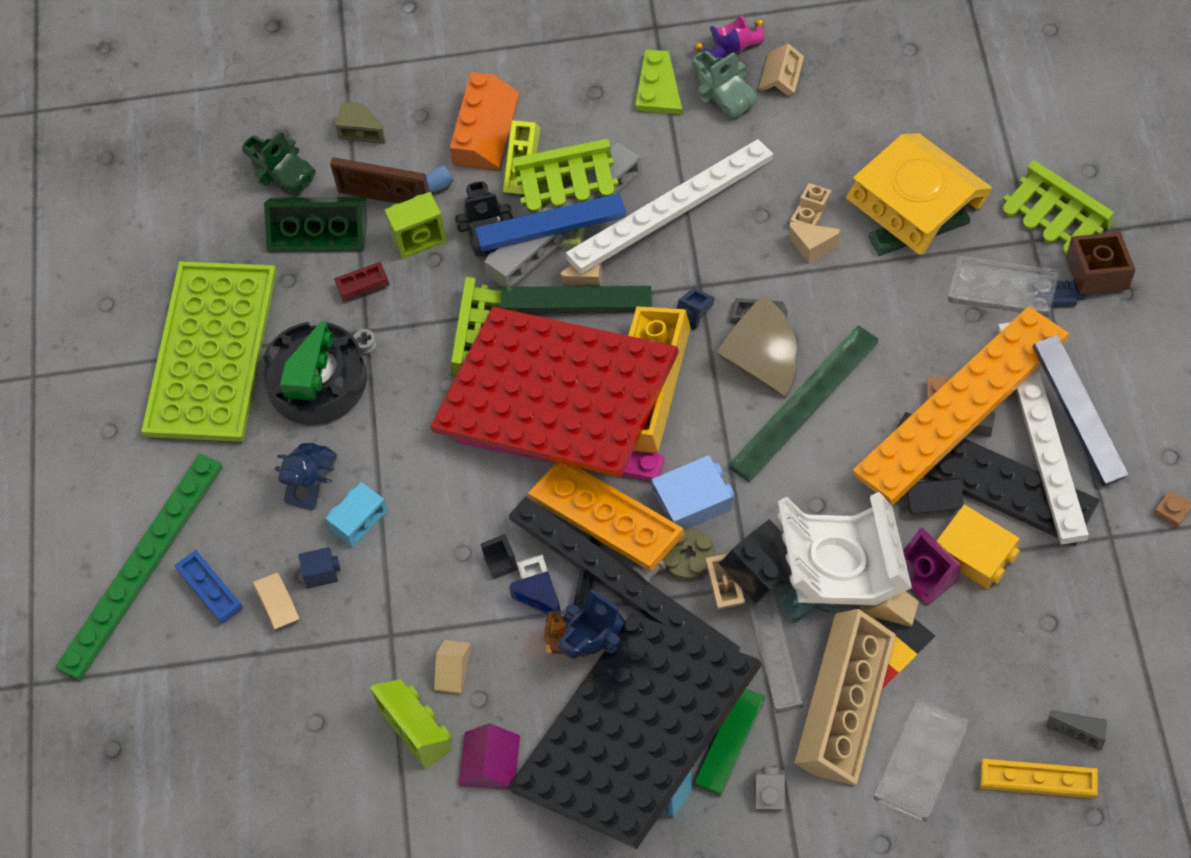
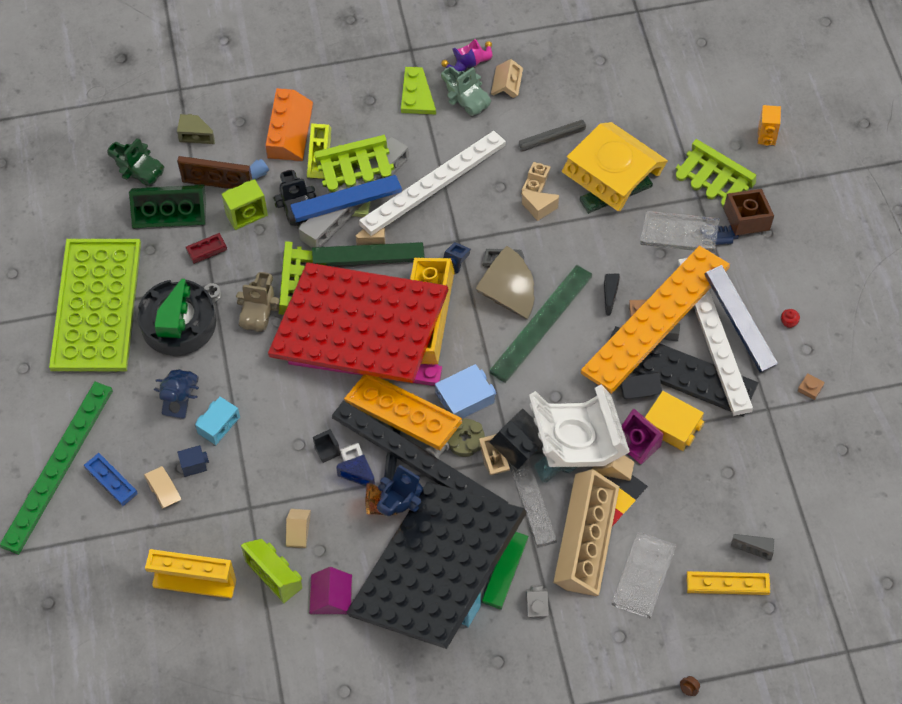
camera: 10 degrees left, 0 degrees up
(302, 722) = (191, 573): none -> yellow panel
(422, 358) = (257, 303): none -> dark tan piece
(837, 147) = (552, 134): none -> dark grey axle
(902, 359) = (611, 284): none -> black slope
(1136, 145) = (769, 125): none -> light orange brick
(1149, 412) = (790, 318): none -> red plate

